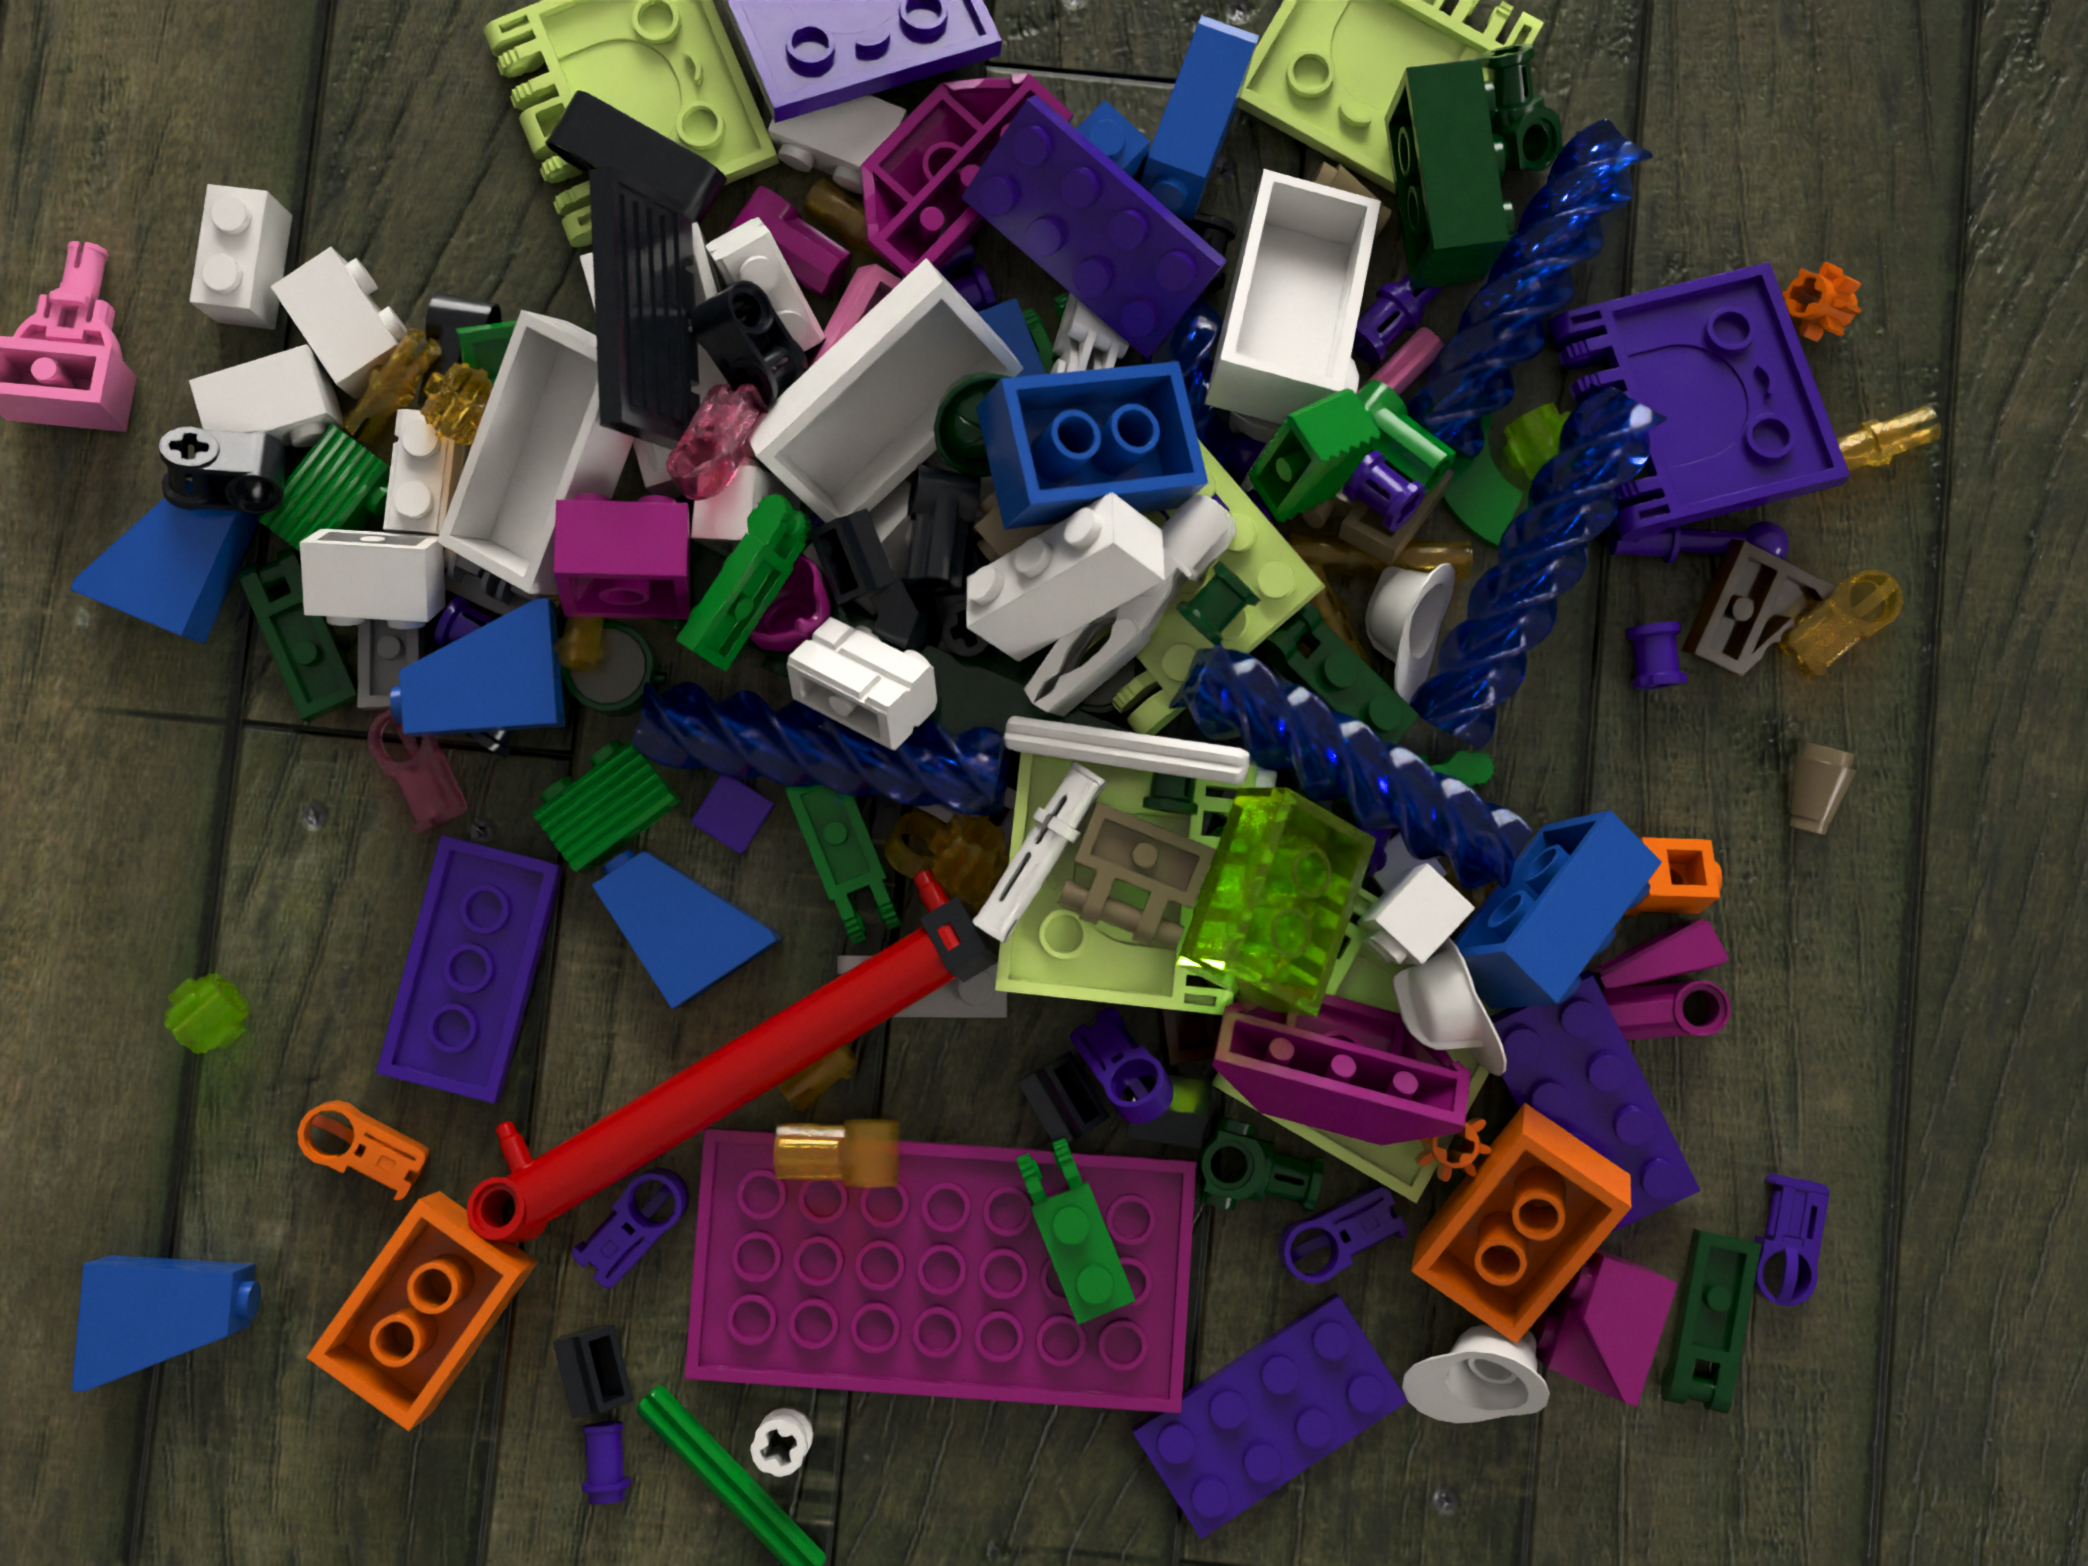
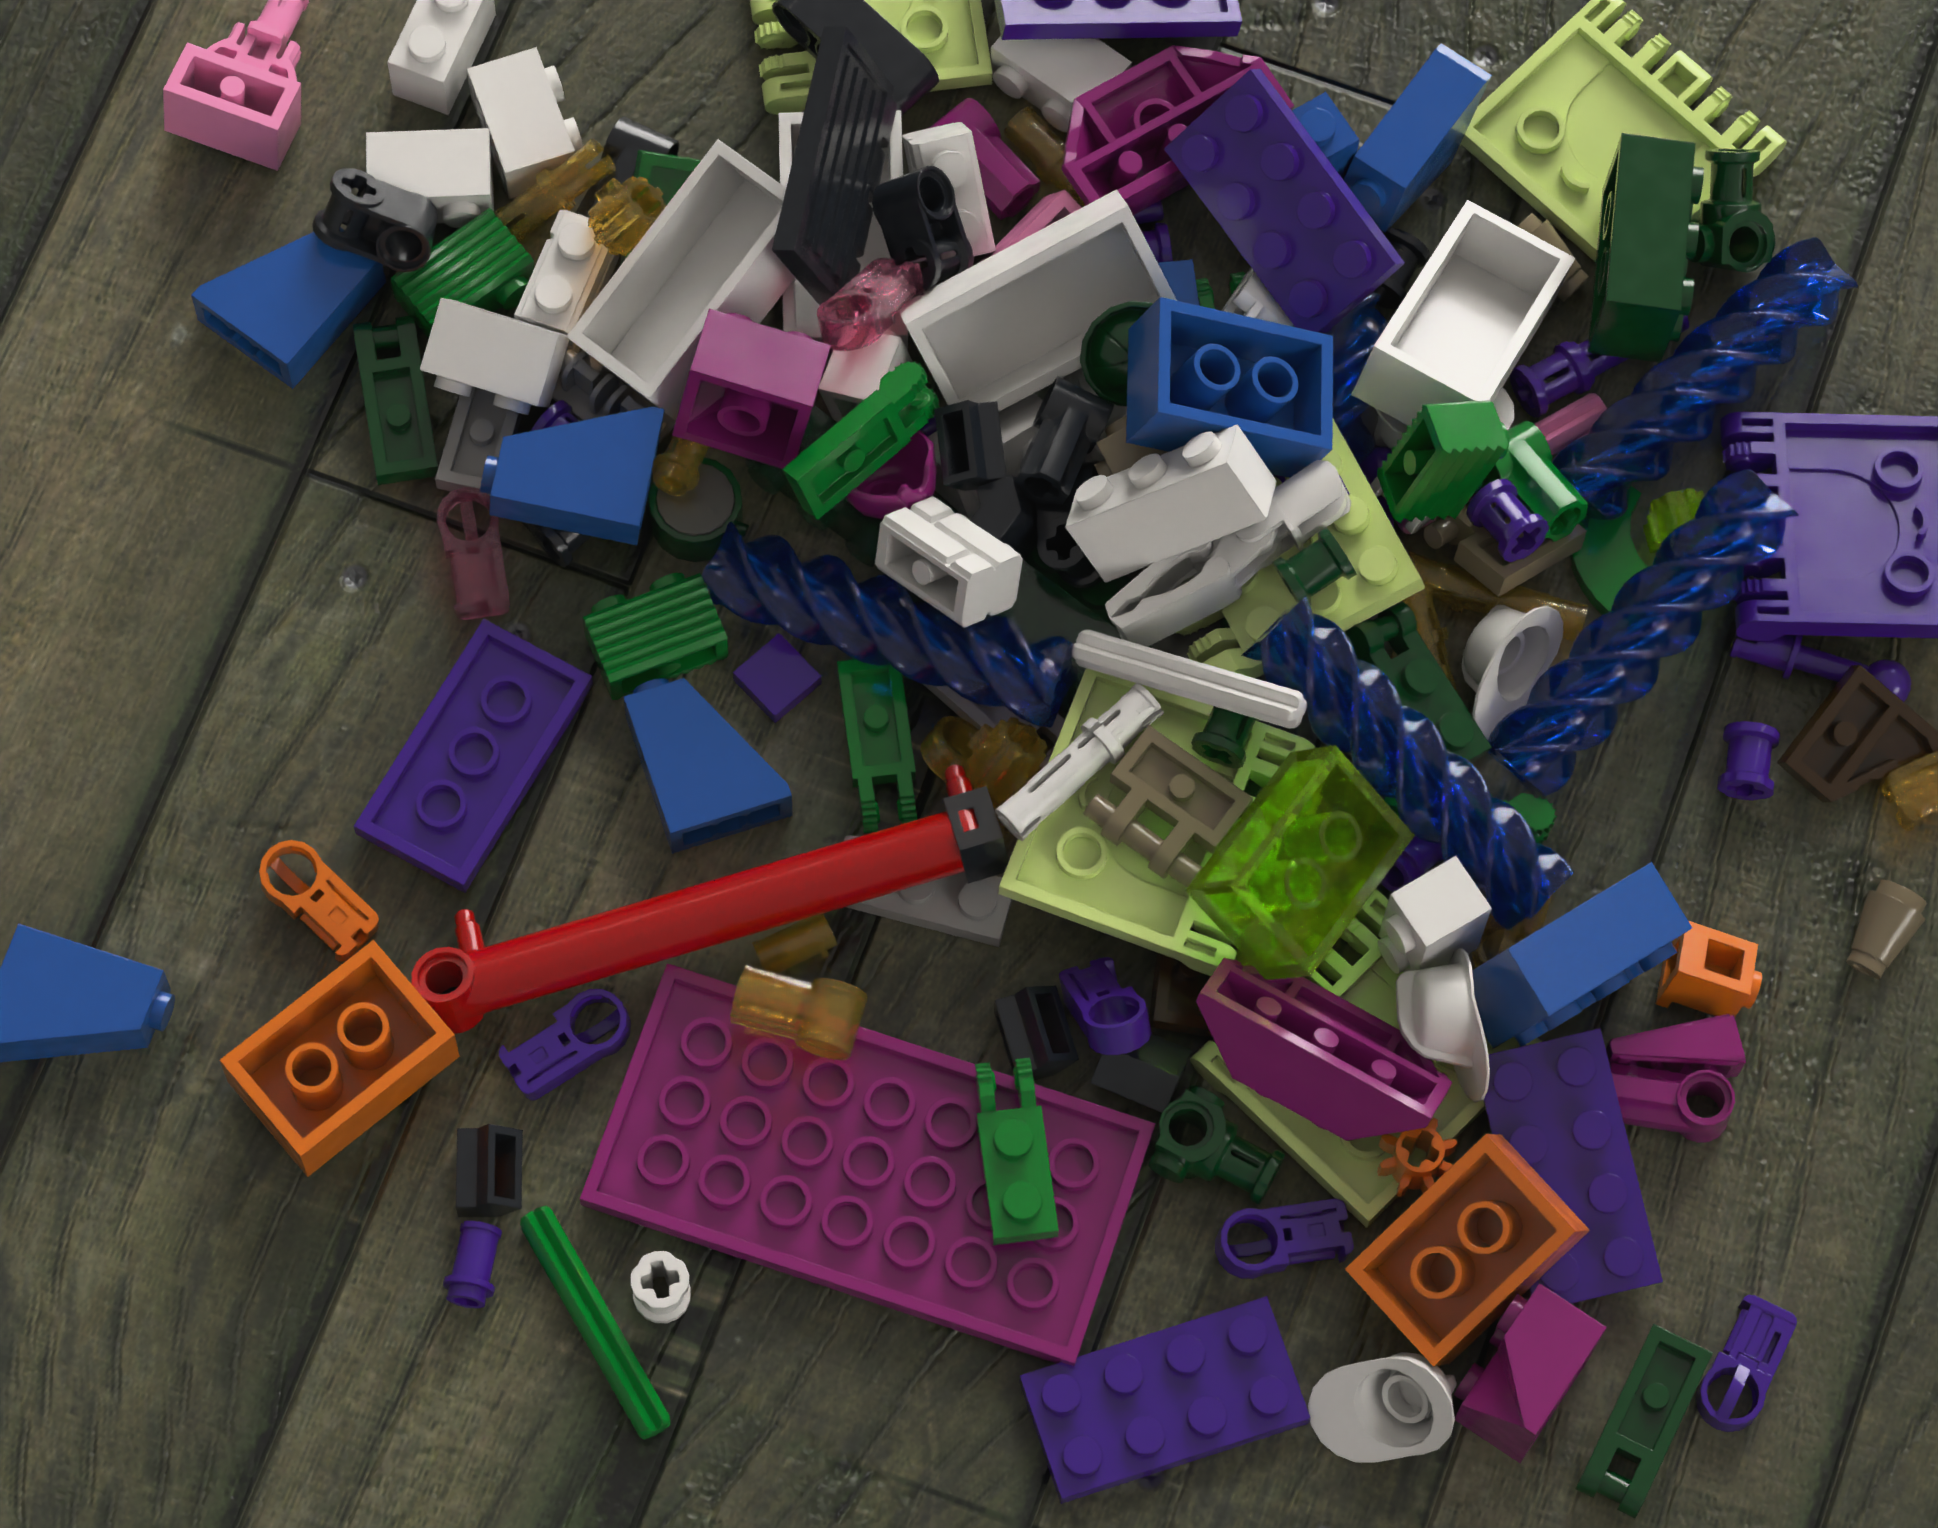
camera: 10 degrees right, 15 degrees down
(206, 1013) = (202, 726): clear neon green gear -> none

